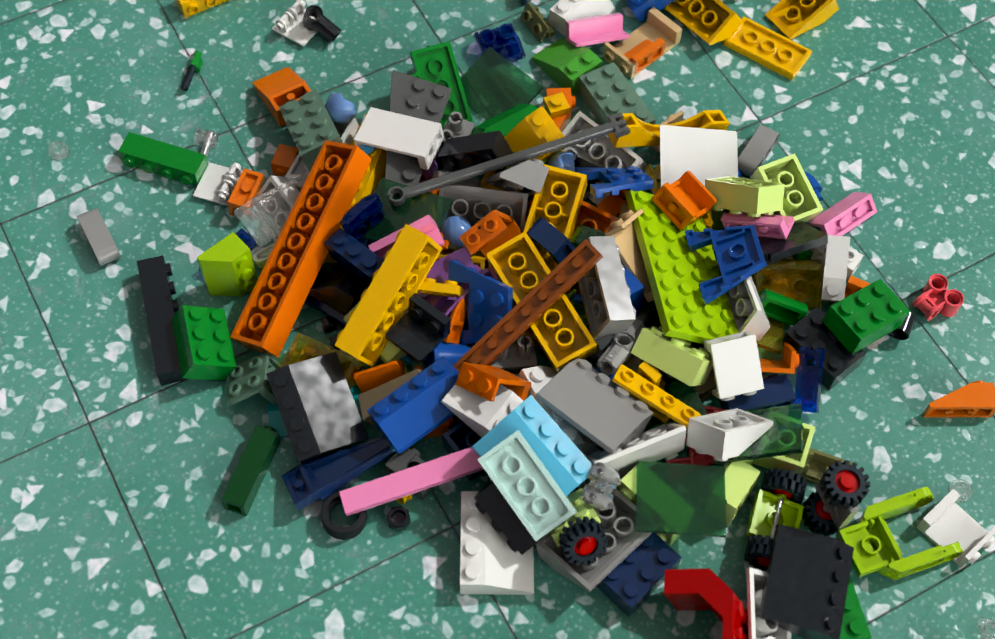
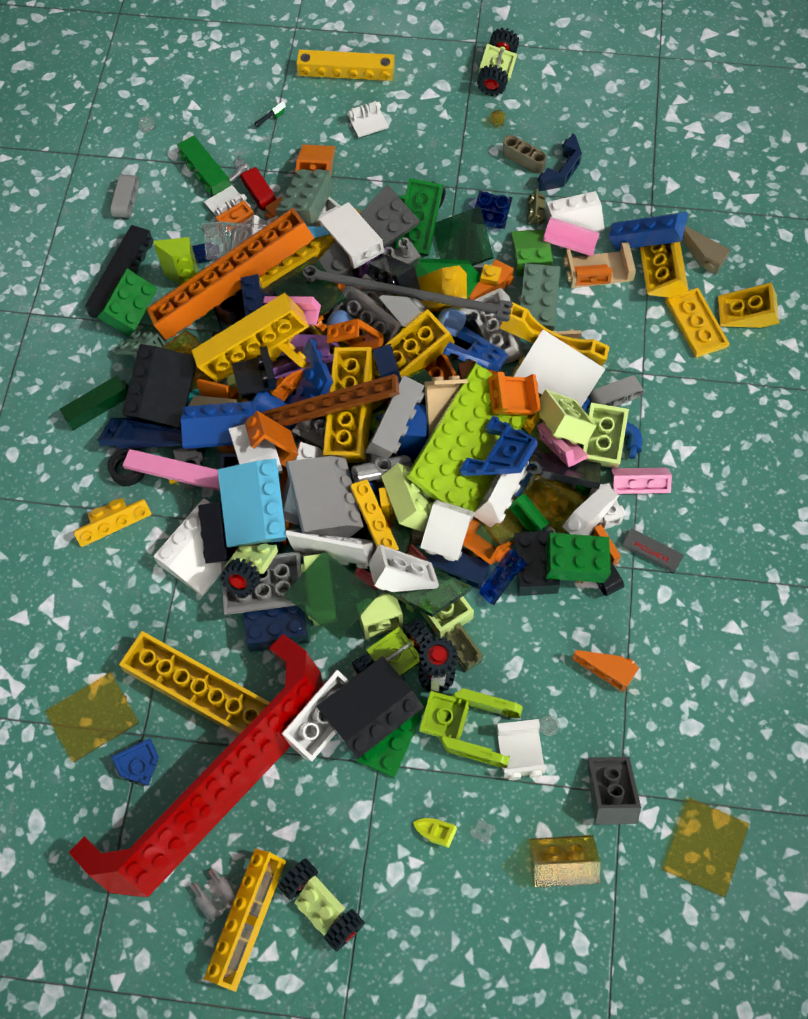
camera: 40 degrees right, 5 degrees up
(242, 150) = (257, 187): none -> red beam
(320, 24) = (379, 127): black piece -> none
(340, 109) = (330, 193): medium blue hair -> none
(363, 211) = (275, 272): clear blue slope -> none
(371, 580) = (110, 519): none -> yellow bracket
(398, 518) = (157, 491): black tile -> none
(527, 485) = (231, 517): light aqua plate -> none
(599, 489) = (278, 550): clear piece -> none
(905, 272) = (652, 550): none -> dark grey tile
(937, 299) = (652, 582): coral piece -> none

